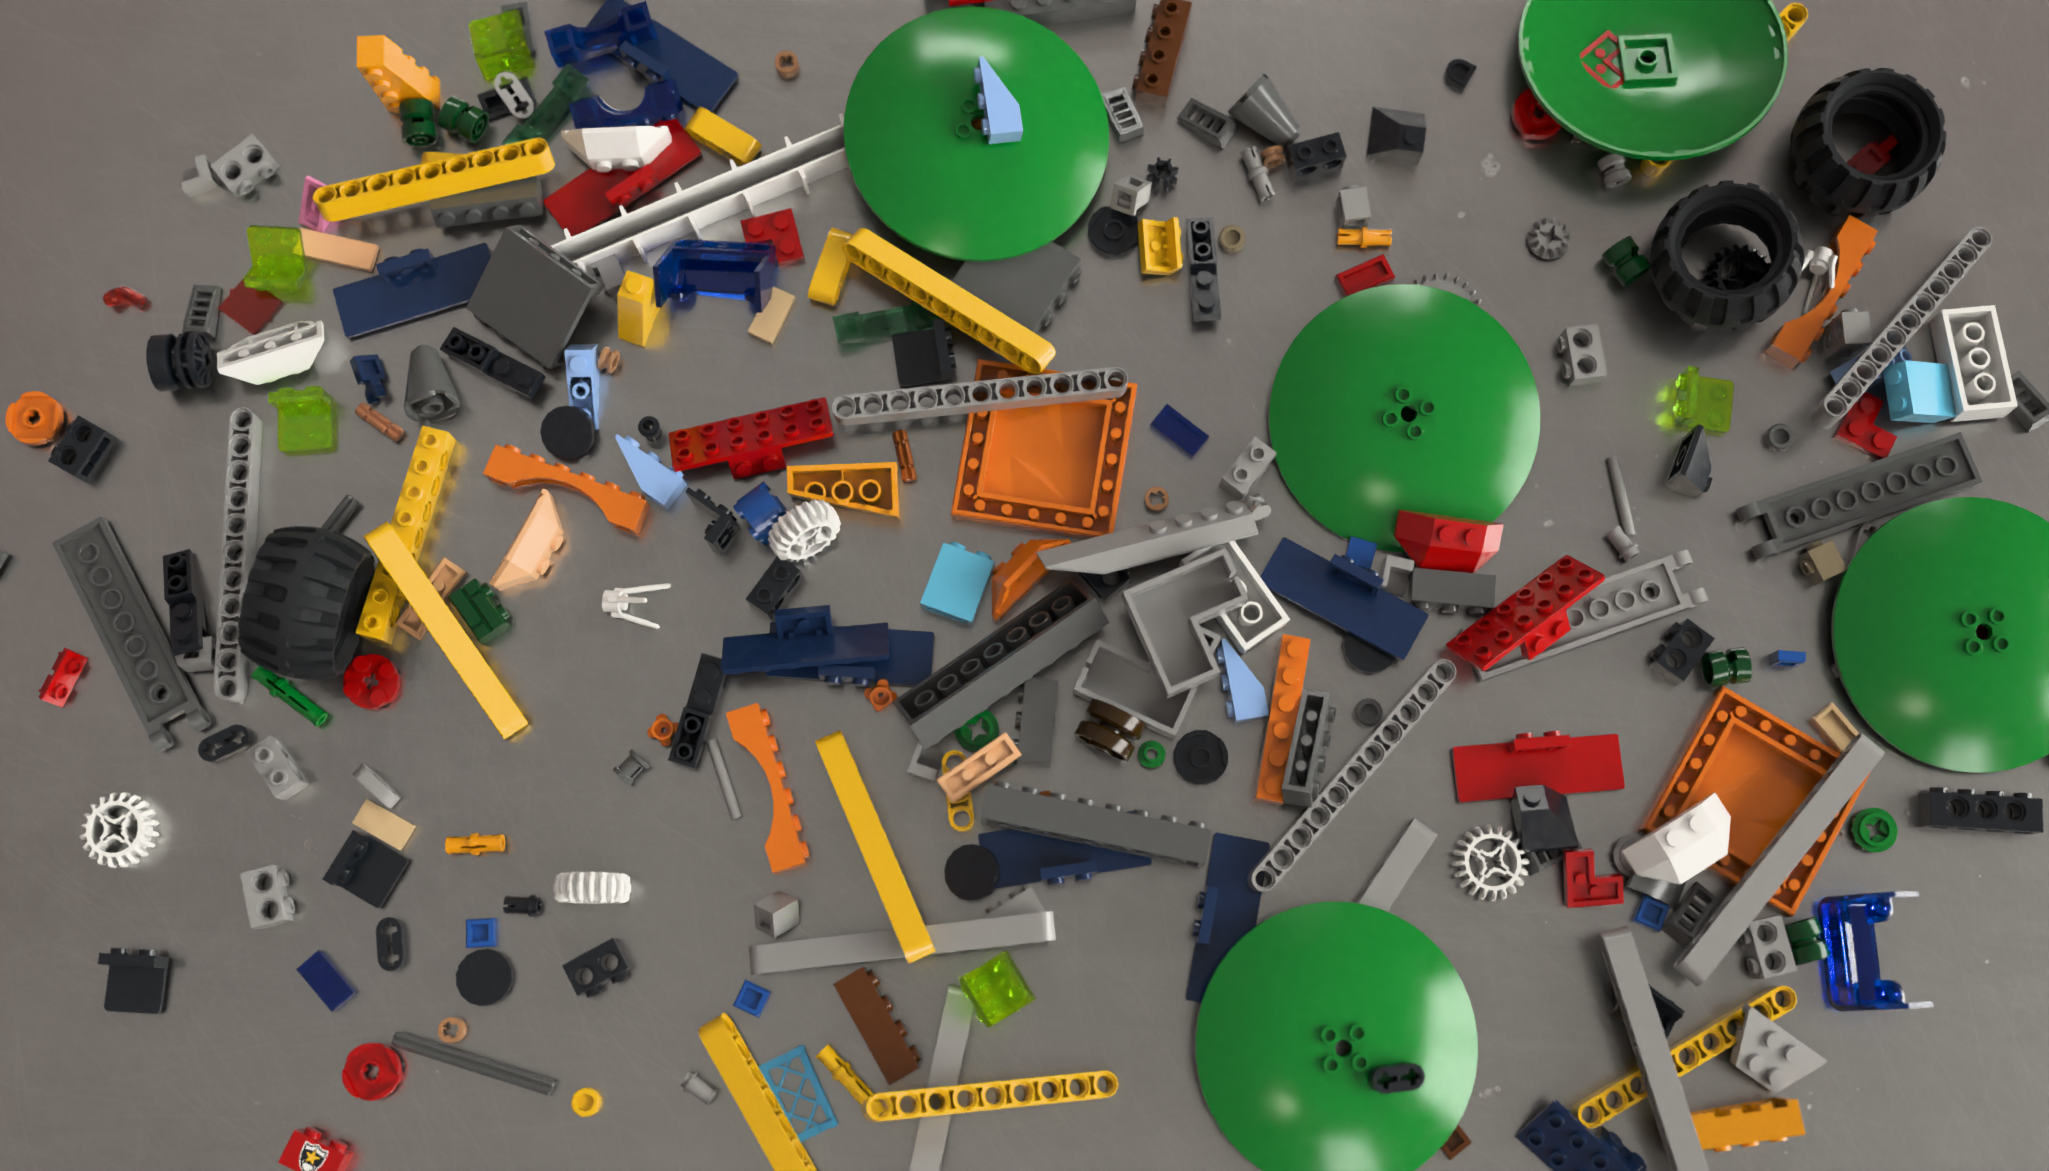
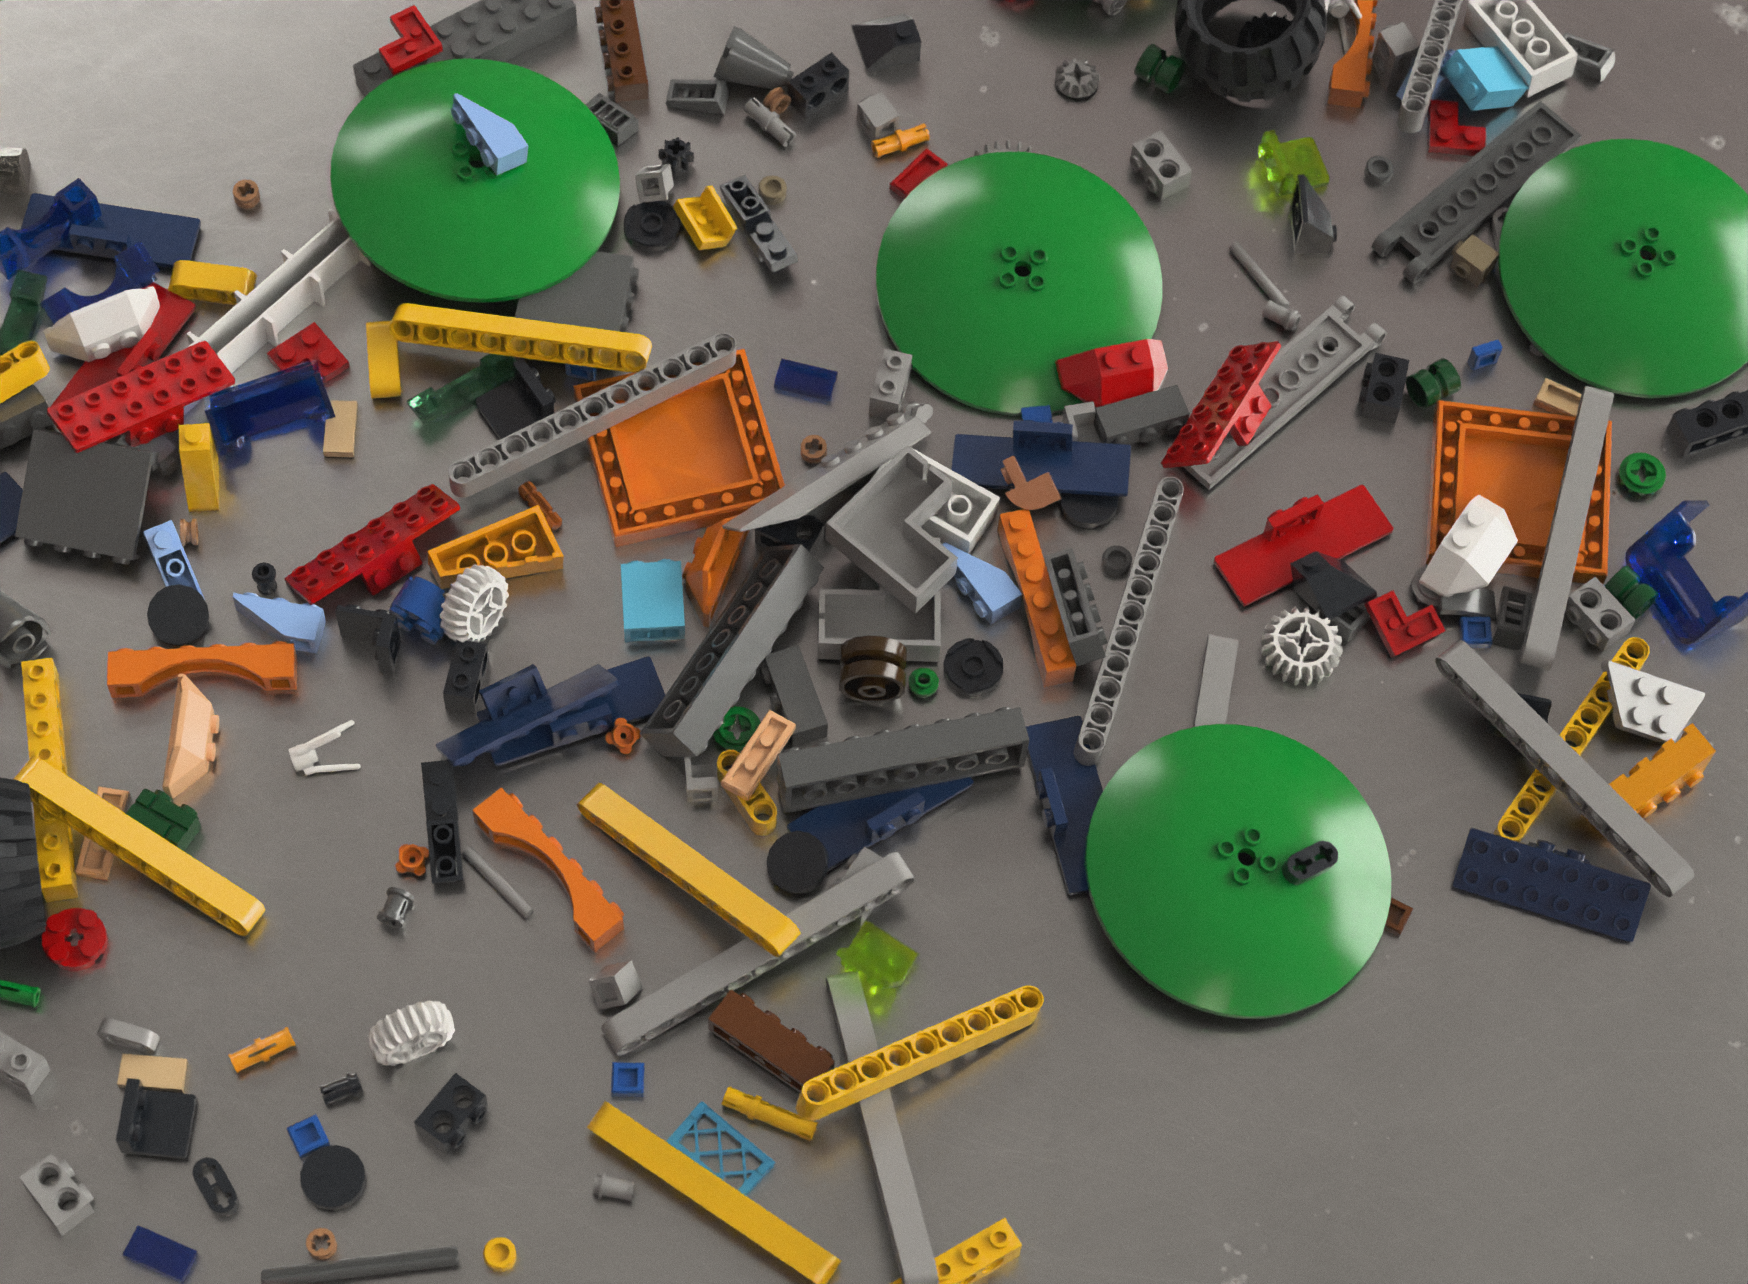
camera: 30 degrees left, 15 degrees down
(492, 363) = (66, 583): black slope -> none
(608, 233) = (142, 401): none -> red bracket
(1320, 626) = (1031, 494): none -> nougat brick

